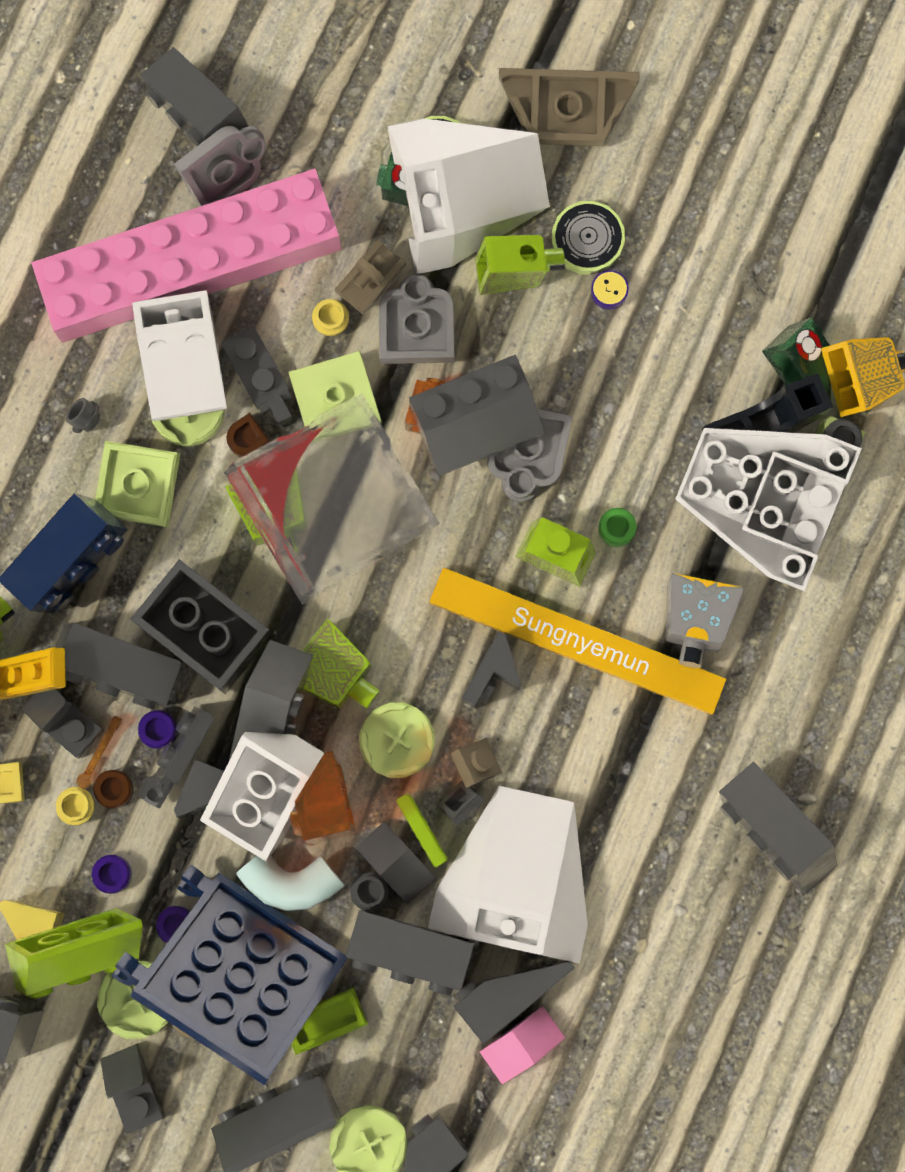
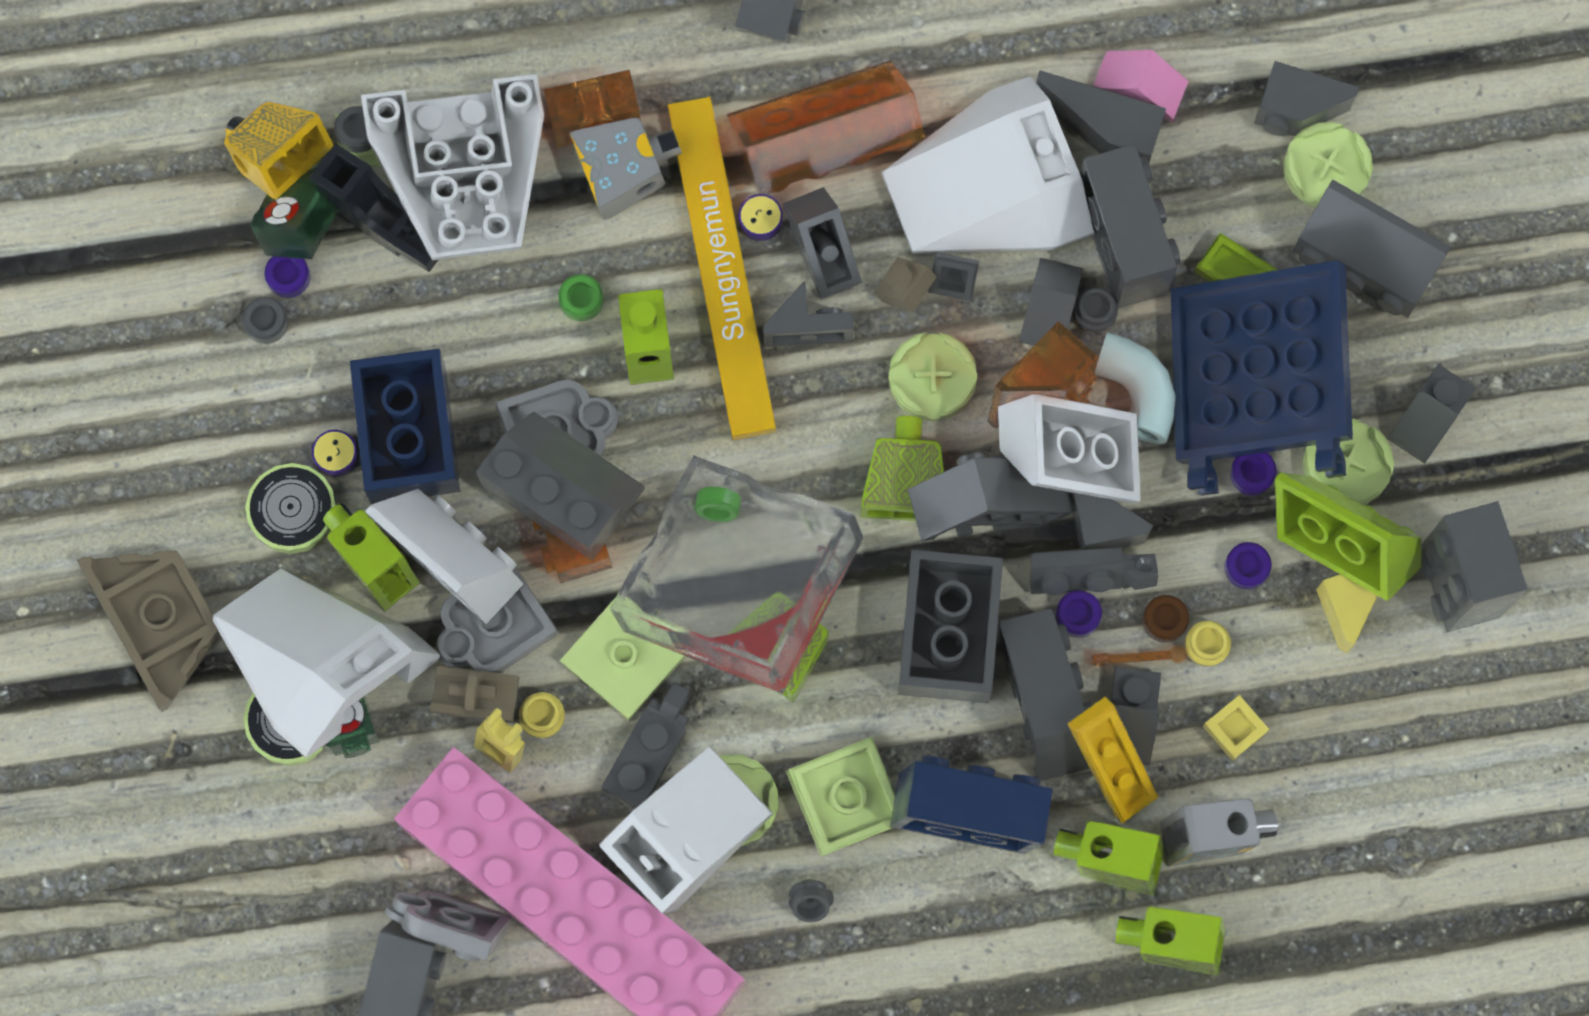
camera: 125 degrees left, 5 degrees down
(245, 436) = (723, 719): reddish brown tile -> none
(327, 276) = (500, 741): none -> light yellow plate
(394, 519) = (717, 504): none -> bright green tile
(422, 830) = (1005, 293): lime tile -> none
(479, 310) = (448, 550): none -> white slope
(547, 723) = (823, 242): none -> dark grey slope
(593, 341) = (404, 425): none -> dark blue brick
(596, 693) = (760, 217): none -> light yellow tile
(635, 783) = (826, 127): none -> clear orange slope
(740, 299) = (265, 320): none -> dark grey tile
(755, 620) = (590, 104): none -> clear orange brick
(763, 331) = (287, 276): none -> dark purple tile

